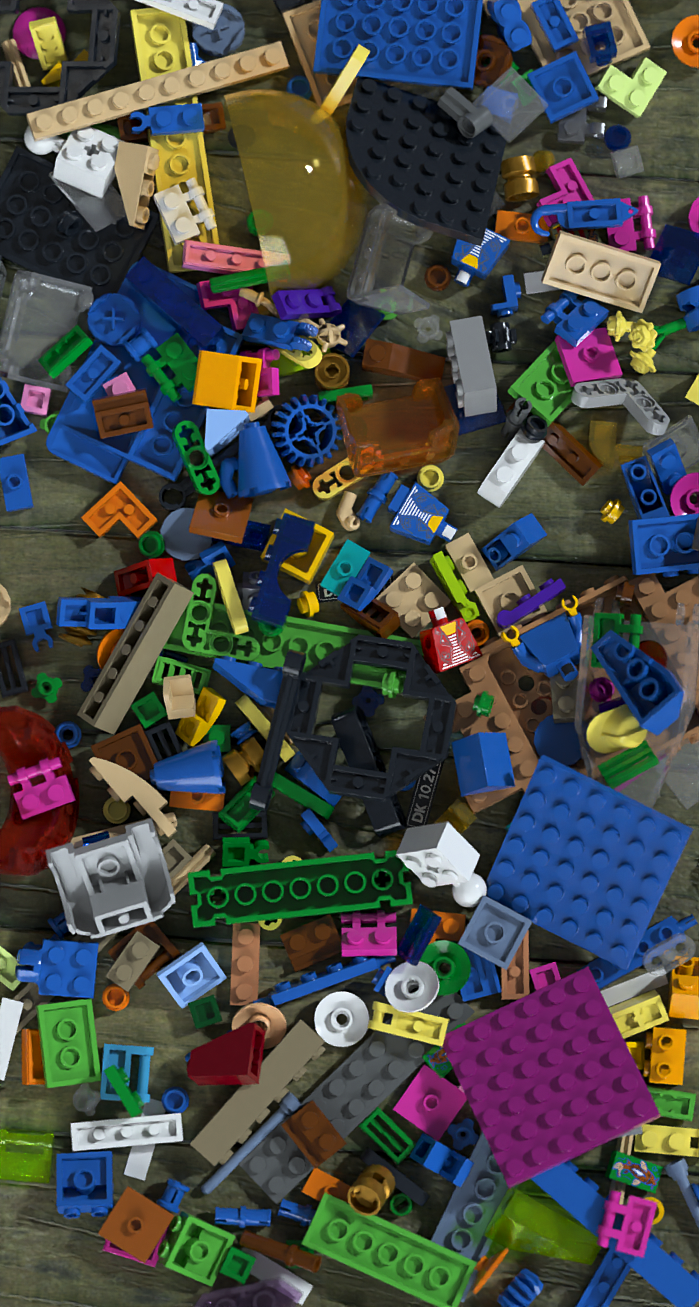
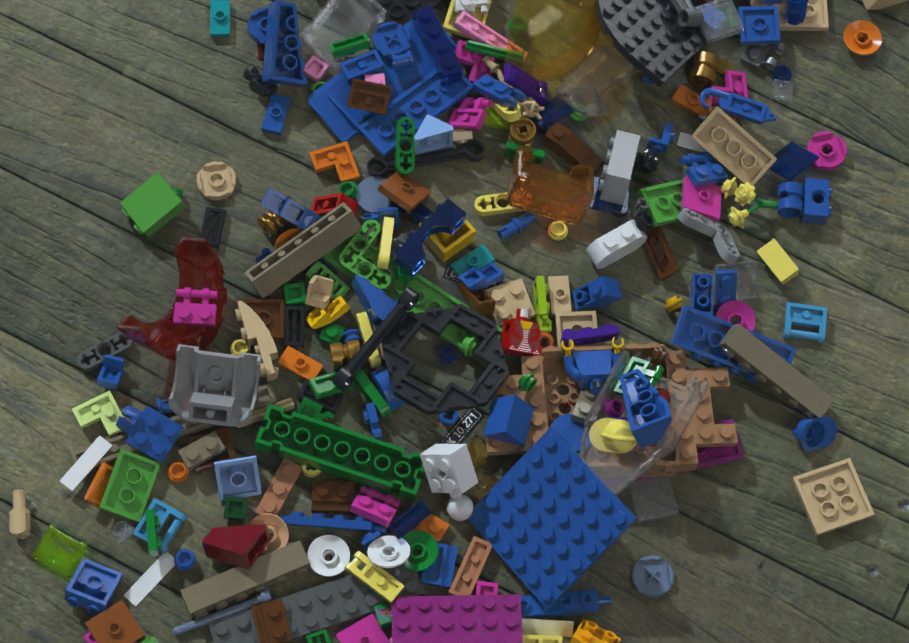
camera: 15 degrees right, 15 degrees down
(36, 622) = (246, 206): blue plate -> none
(40, 692) = (232, 256): green plate -> none
(68, 725) = (232, 281): blue plate -> none
(127, 1132) = (140, 565): white plate -> none
(173, 1195) = (154, 616): blue bush -> none
(181, 361) = (424, 83): green plate -> none
(191, 771) = (304, 341): blue cone -> none
(225, 474) = (423, 162): blue arm -> none
(227, 381) = (449, 103): light orange slope -> none
(259, 463) = (445, 169): blue cone -> none
(299, 477) = (469, 191): orange plate -> none
(301, 421) = (471, 162): blue gear -> none
(308, 603) = (436, 273): yellow plate -> none
(346, 514) = (489, 230): tan arm -> none
(363, 753) = (429, 376): black beam -> none
(398, 499) = (529, 234): blue tile -> none
(422, 324) = (596, 132): clear plate -> none
(422, 518) = (540, 252): blue torso -> none
(437, 277) = (621, 108): reddish brown plate -> none
(476, 259) = (655, 104): blue torso -> none
(495, 932) = (464, 542): sand blue plate -> none
(603, 445) = (687, 259): clear yellow brick -> none
(625, 237) = (760, 133): dark pink plate -> none
(626, 762) = (610, 461): green tile -> none
(634, 92) = (802, 50): yellowish green plate -> none
(668, 955) = (581, 612): clear plate -> none

